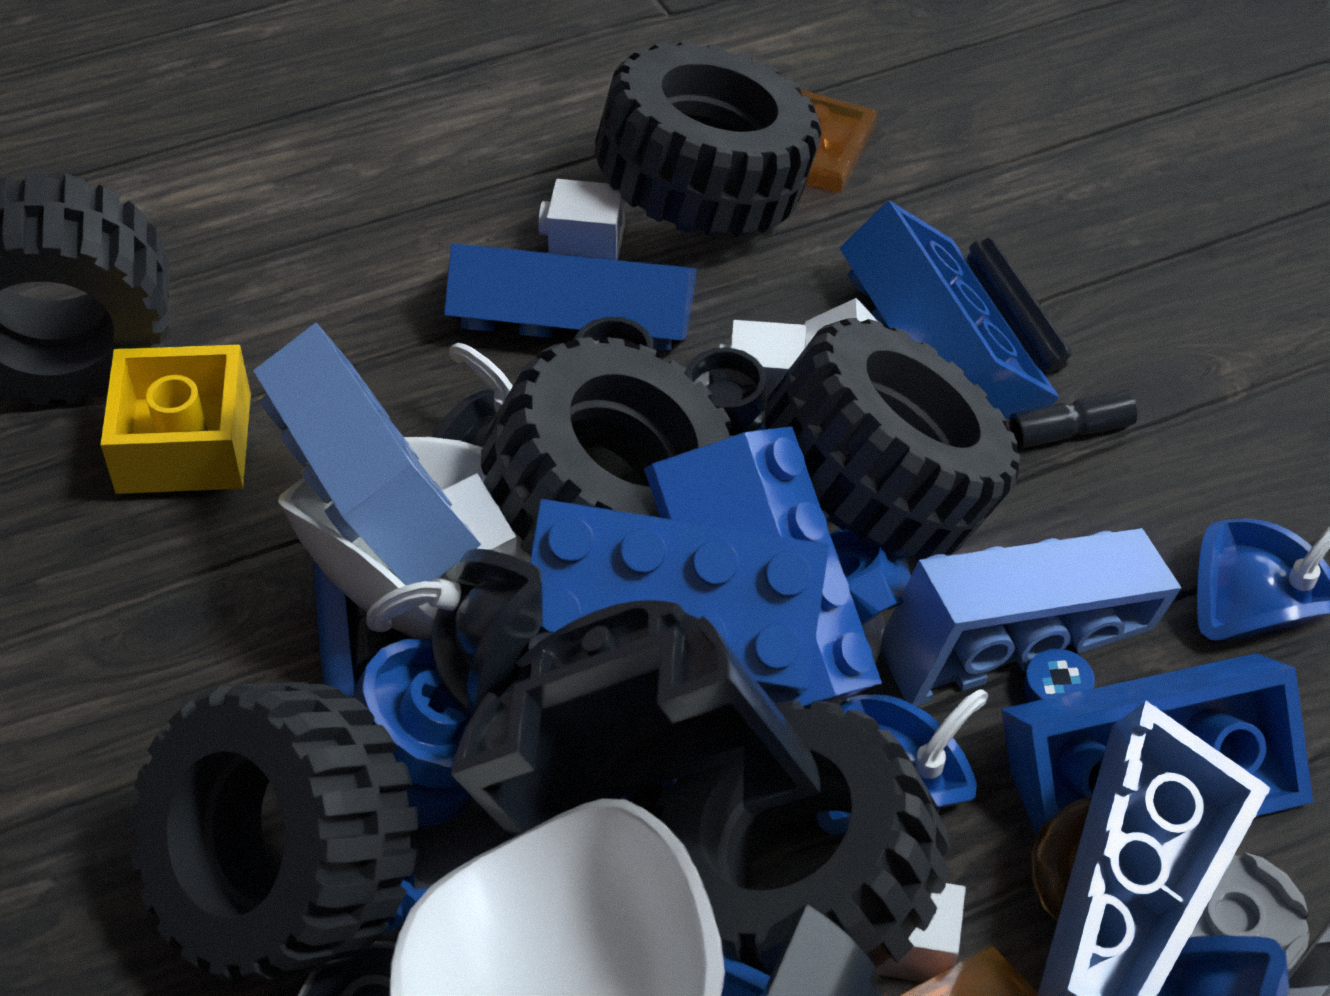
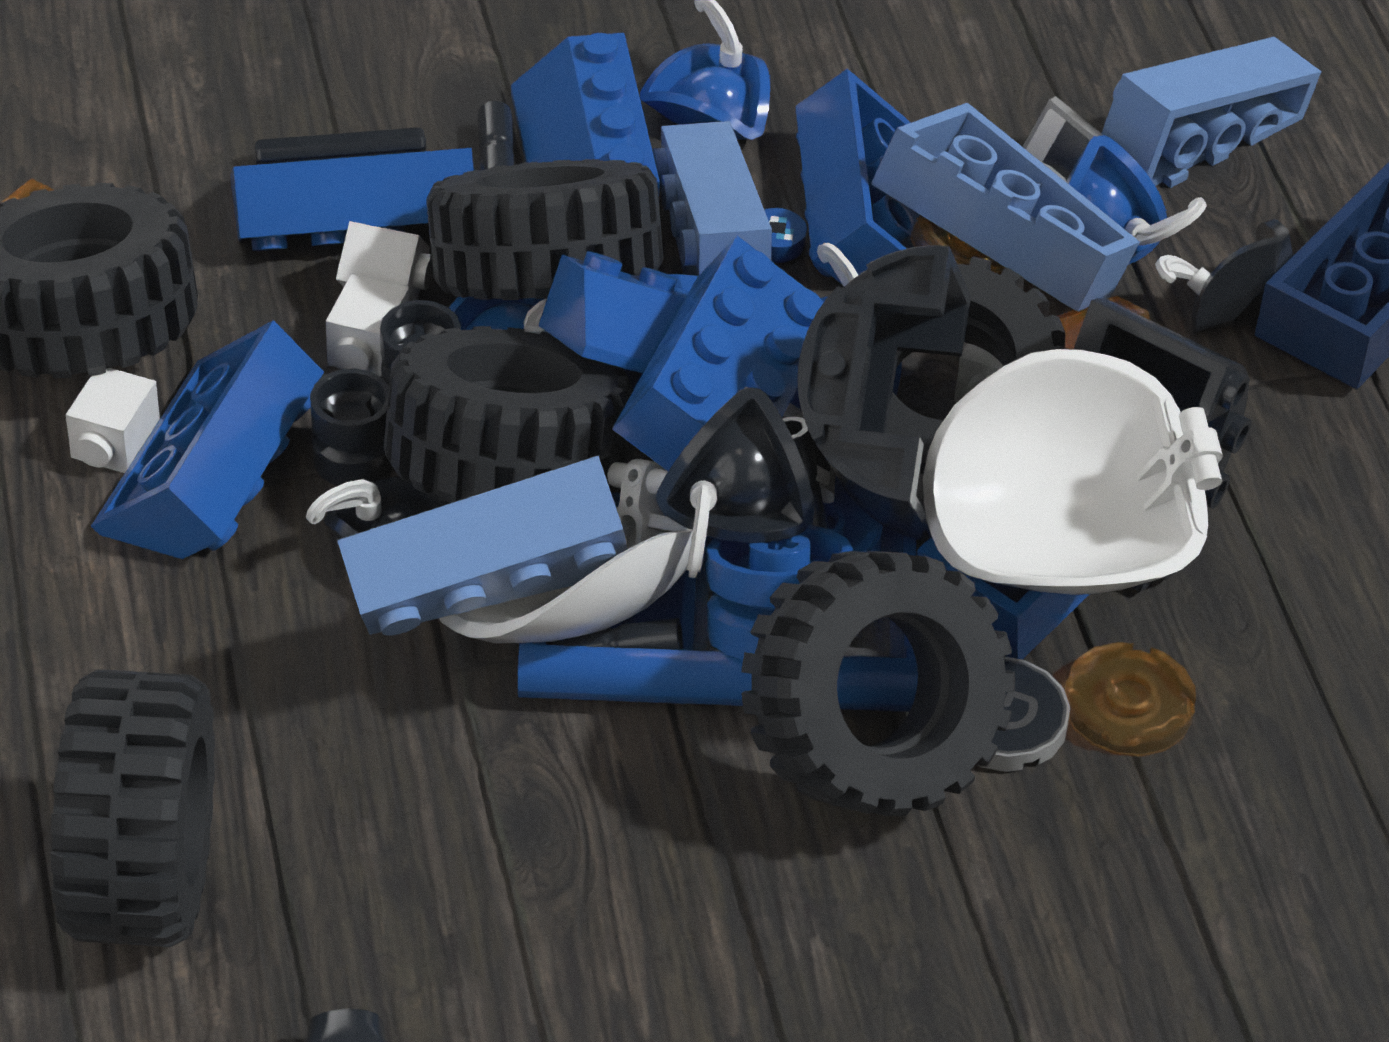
camera: 80 degrees left, 5 degrees down
(176, 419) = (299, 763): yellow brick -> none
(1146, 479) = (583, 104): none -> blue slope

